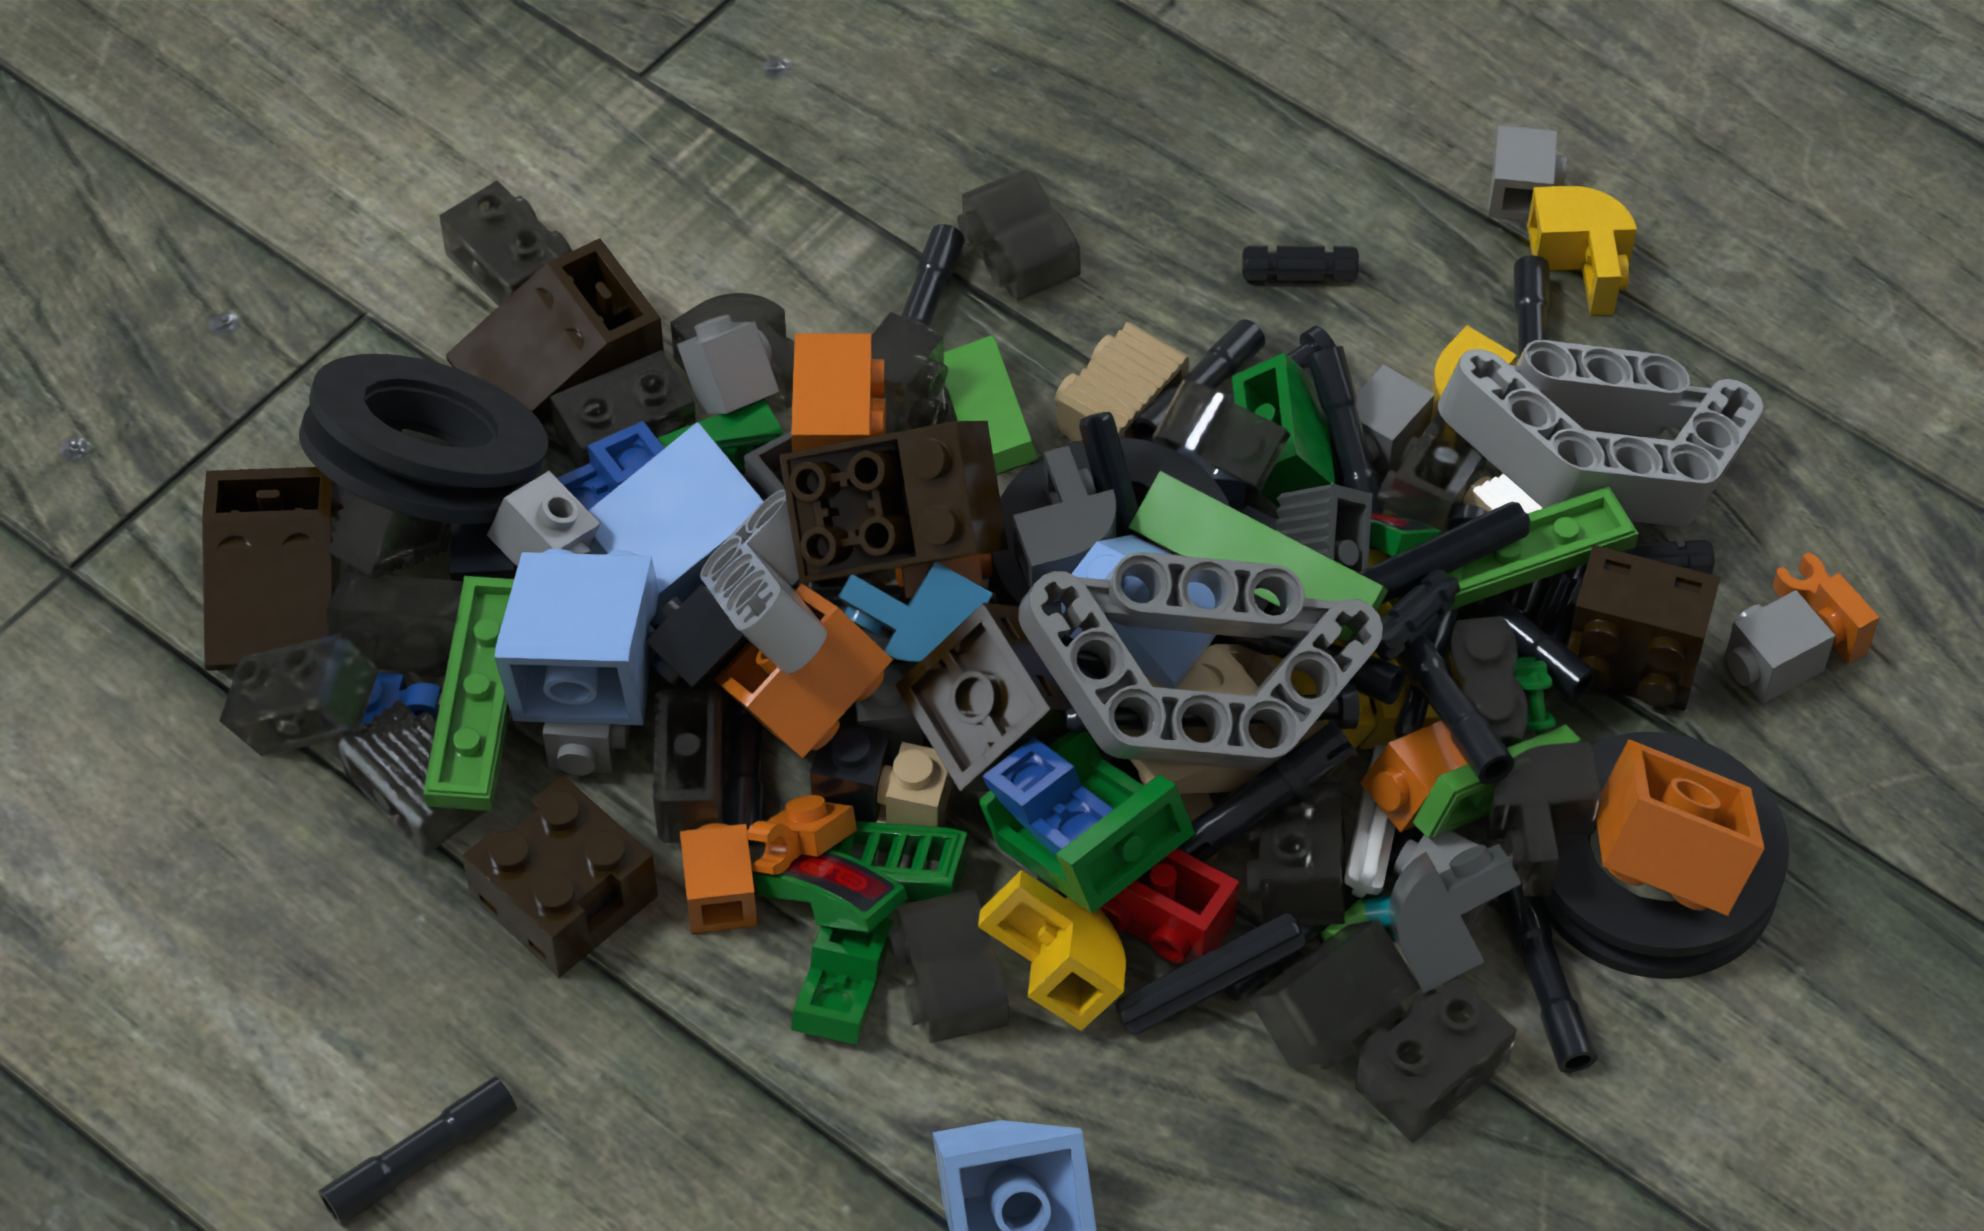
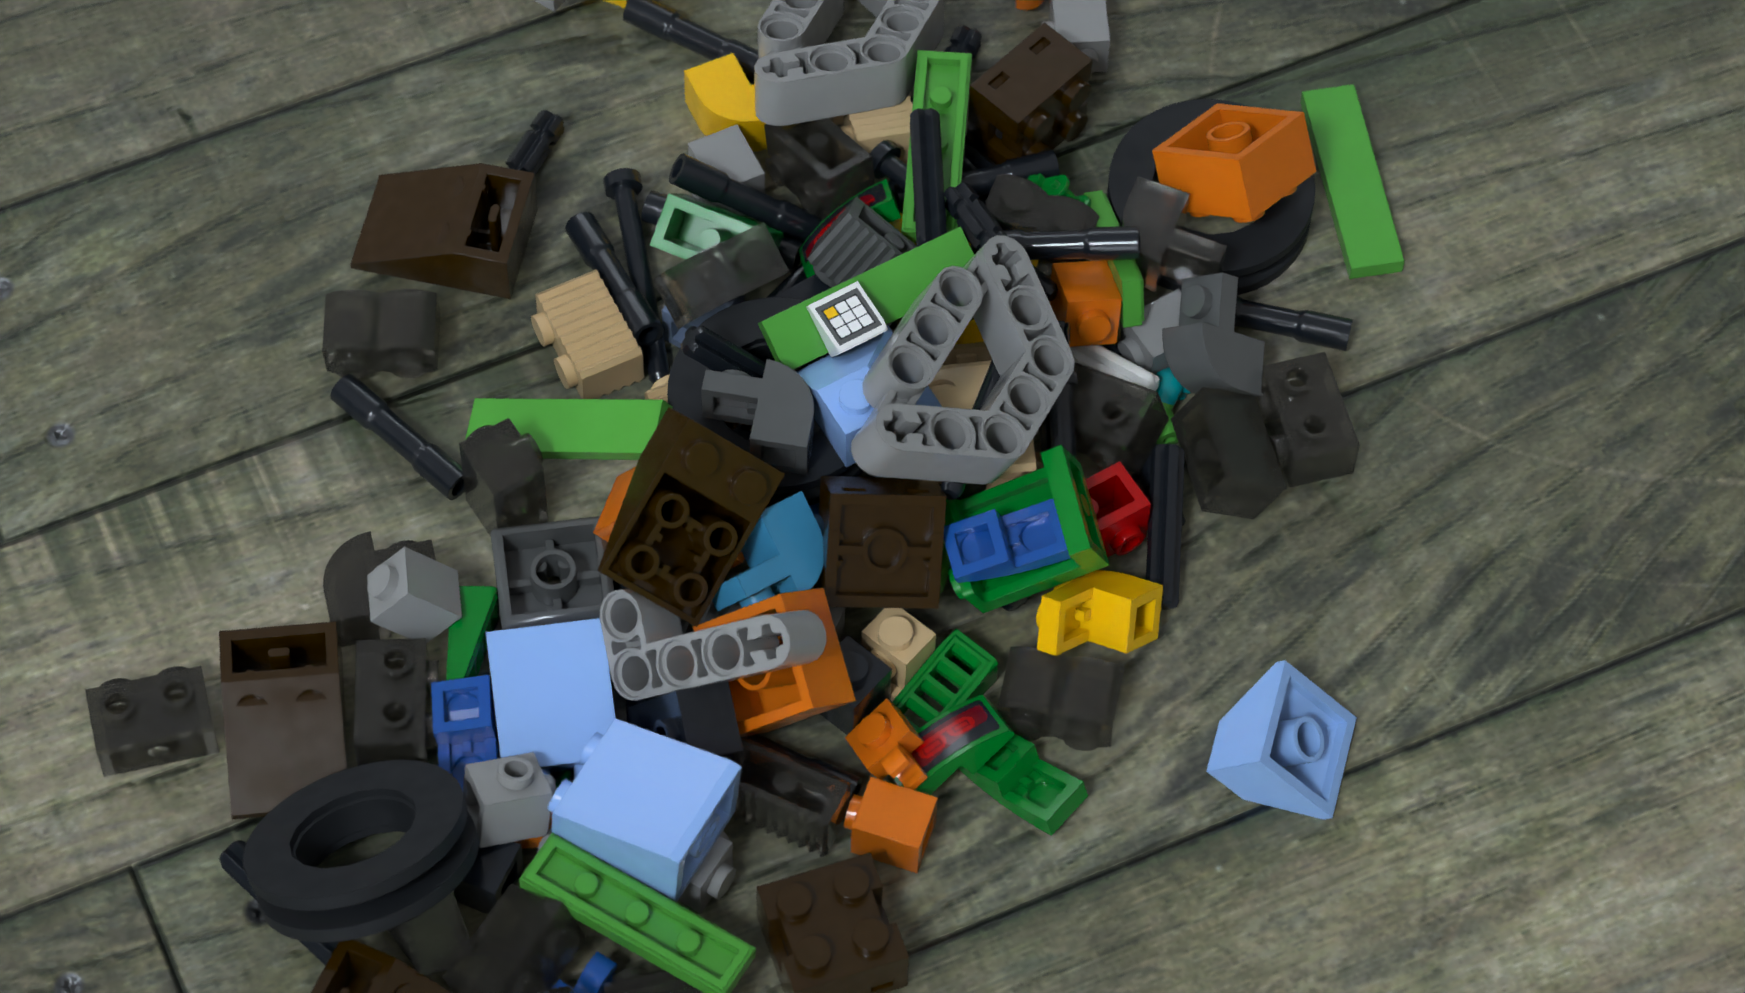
camera: 65 degrees left, 5 degrees up
(836, 390) = (546, 531): orange brick -> none
(1171, 239) = (450, 227): none -> dark brown slope
(1209, 533) = (846, 319): none -> slope
(1782, 986) = (1352, 181): none -> bright green tile

